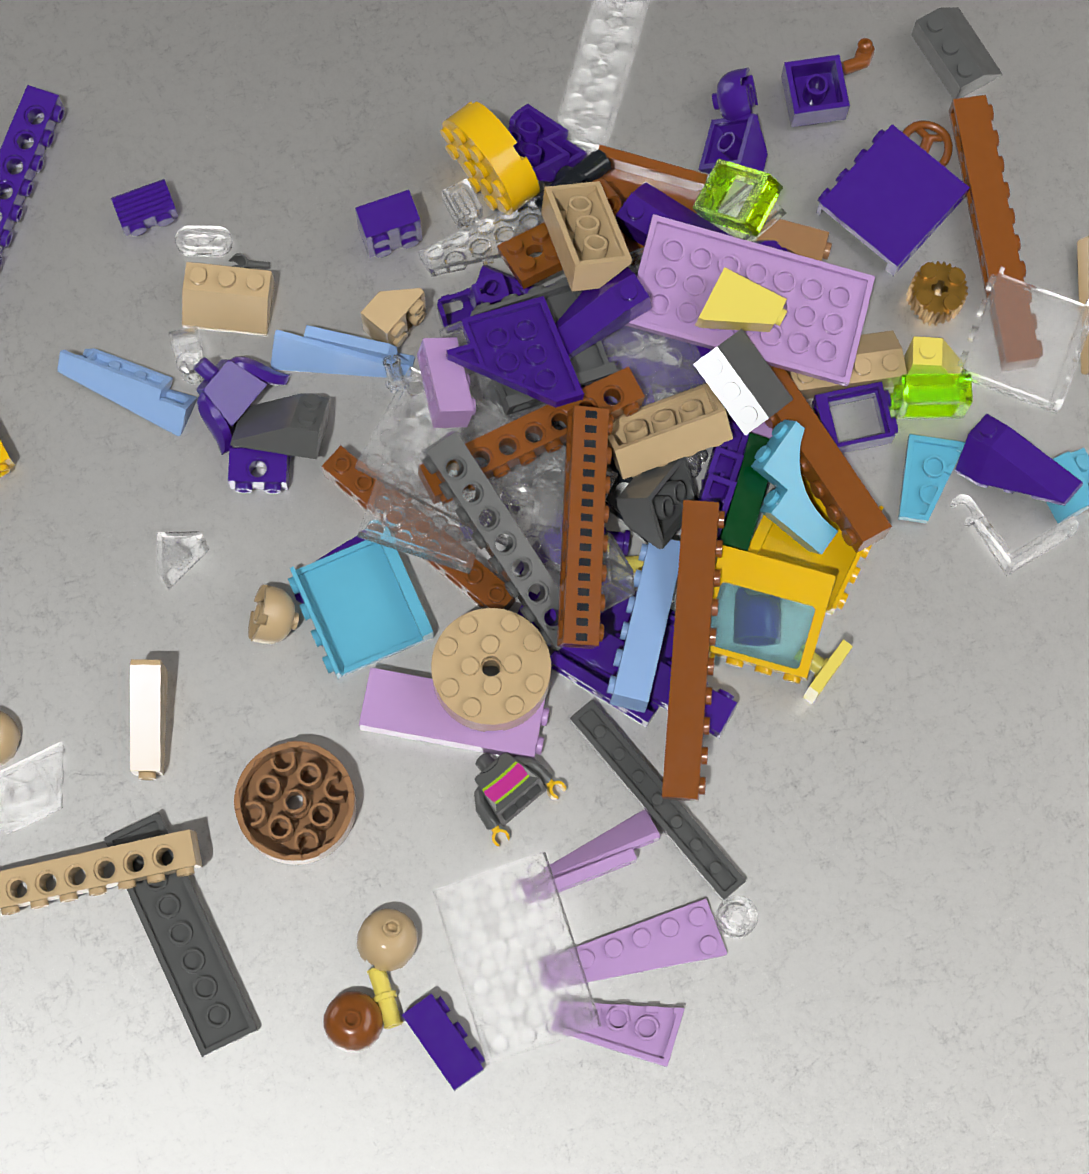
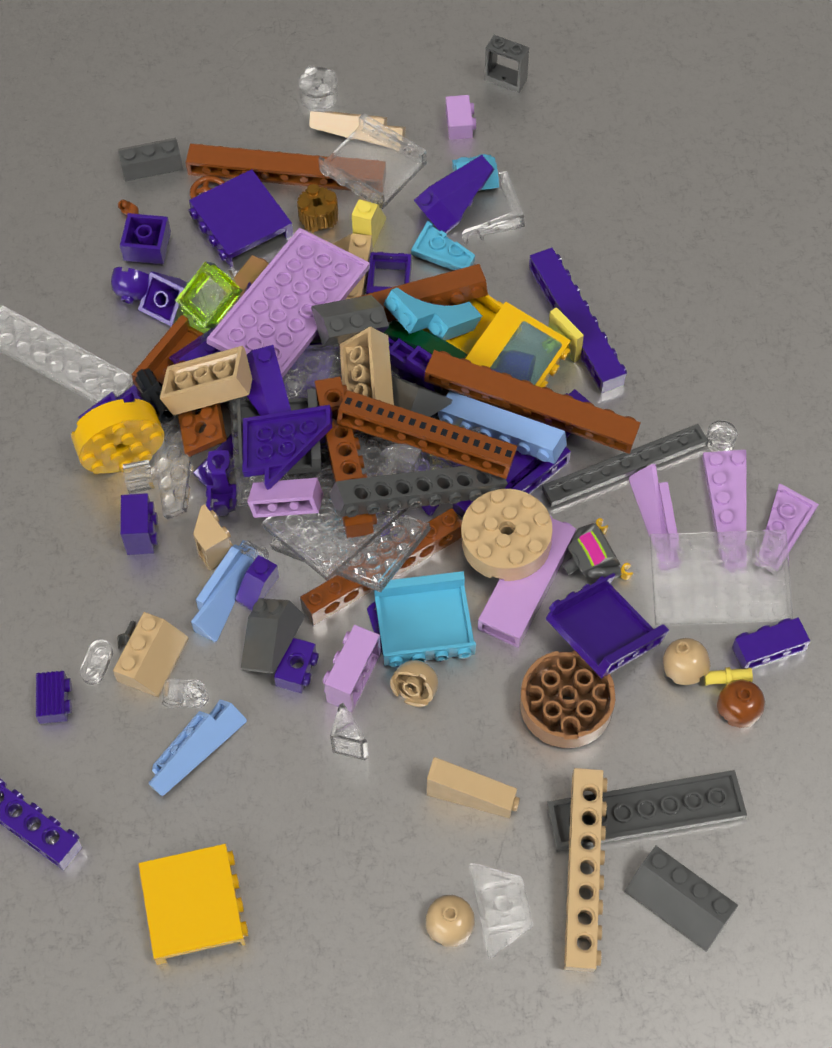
camera: 70 degrees left, 15 degrees down
(78, 999) = (681, 898): none -> dark grey slope
(229, 391) = (229, 669): torso -> none
(264, 535) = (352, 667): none -> lavender brick
(356, 390) = (257, 582): none -> dark purple slope
(401, 824) = (603, 626): none -> dark purple panel
(741, 304) = (293, 302): light yellow slope -> none
(865, 682) = (562, 293): none -> dark purple brick
(932, 396) = (391, 224): clear neon green window -> none

